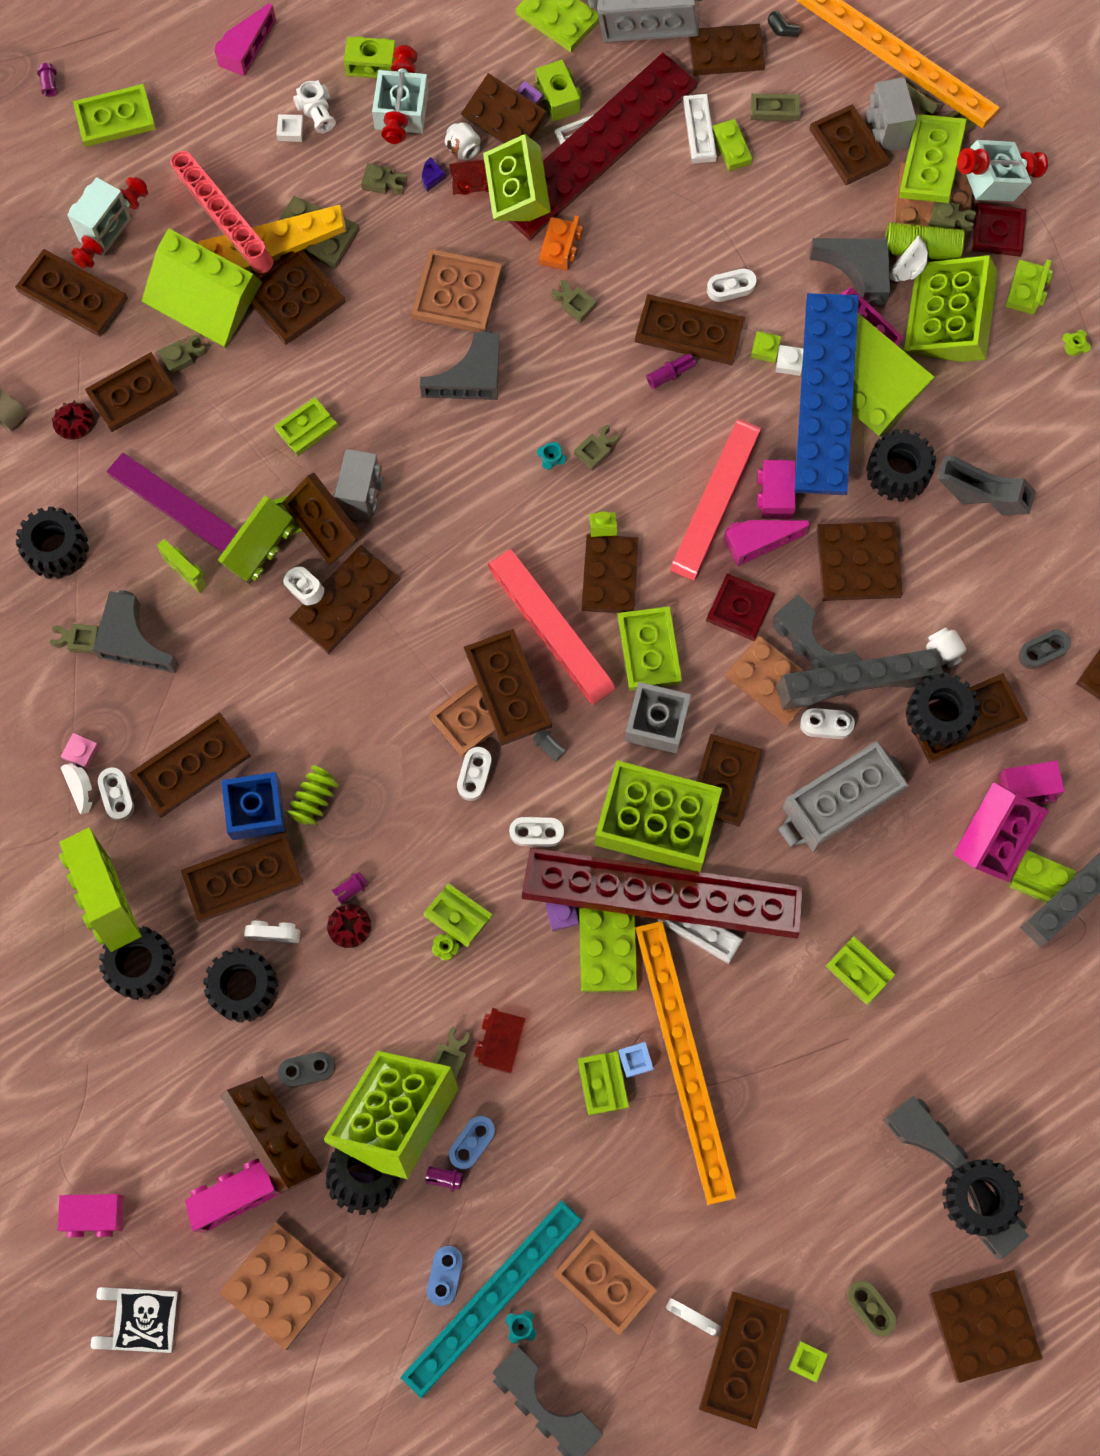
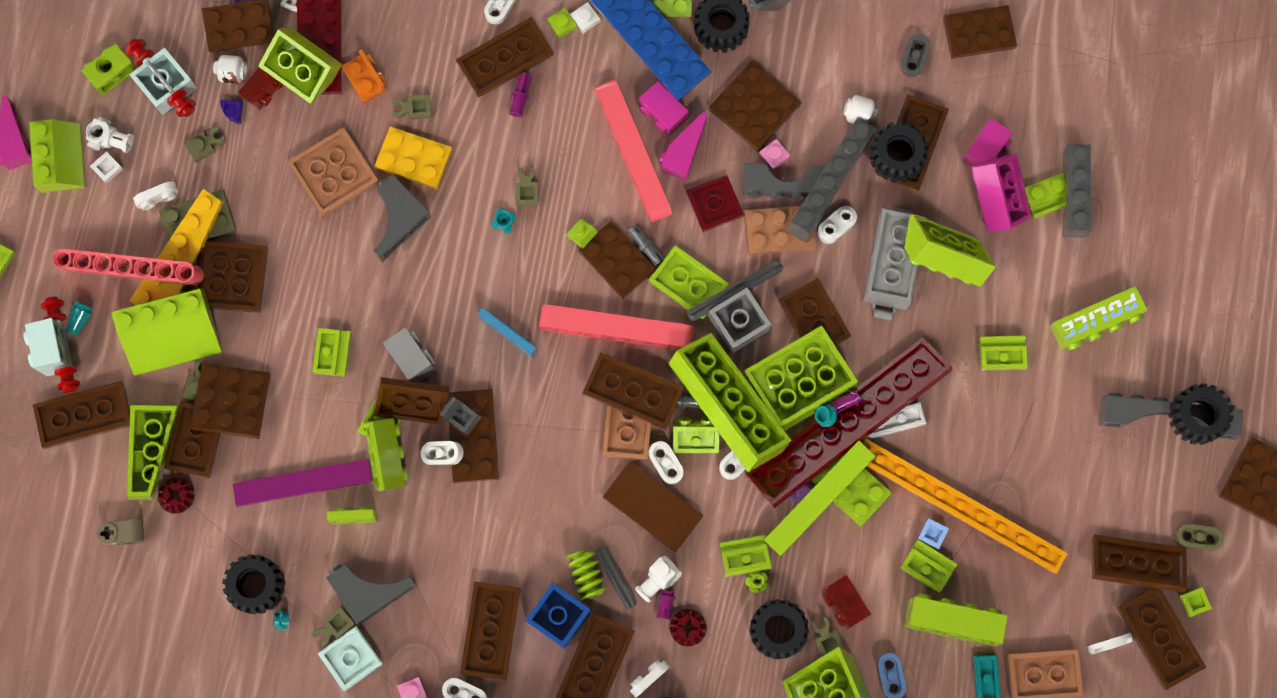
camera: 45 degrees left, 5 degrees up
(43, 591) = (281, 620): none -> teal plate
(61, 675) = (350, 658): none -> light aqua plate
(87, 361) = (148, 447): none -> lime wedge
(149, 217) = (78, 317): none -> teal cone
(188, 387) = (230, 401): none -> reddish brown plate
(262, 84) = (57, 155): none -> lime slope
(303, 181) = (150, 197): none -> white plate
(334, 824) = (615, 577): none -> dark grey axle
(348, 568) = (460, 415): none -> dark grey bracket
(371, 859) = (661, 576): none -> white connector
(411, 980) = (798, 622): none -> black tyre
(426, 799) = (652, 506): none -> reddish brown tile
(458, 544) = (508, 333): none -> dark azure tile
(522, 776) = (695, 436): none -> lime bracket
(532, 340) = (413, 158): none -> yellow plate
(568, 929) = (819, 498): none -> lime tile
(574, 1151) = (956, 621): none -> lime brick
(576, 773) = (729, 402): none -> lime brick
(646, 865) = (826, 415): none -> teal plate
(647, 583) = (646, 244): none -> dark grey pin
(677, 872) = (846, 401): none -> magenta pin
(698, 695) = (748, 282): none -> dark grey axle
(791, 1273) = (1139, 563): none -> reddish brown plate
(833, 615) = (774, 154): none -> bright pink plate
(897, 832) = (947, 251): none -> lime slope
(978, 1026) = (1098, 318): none -> lime brick

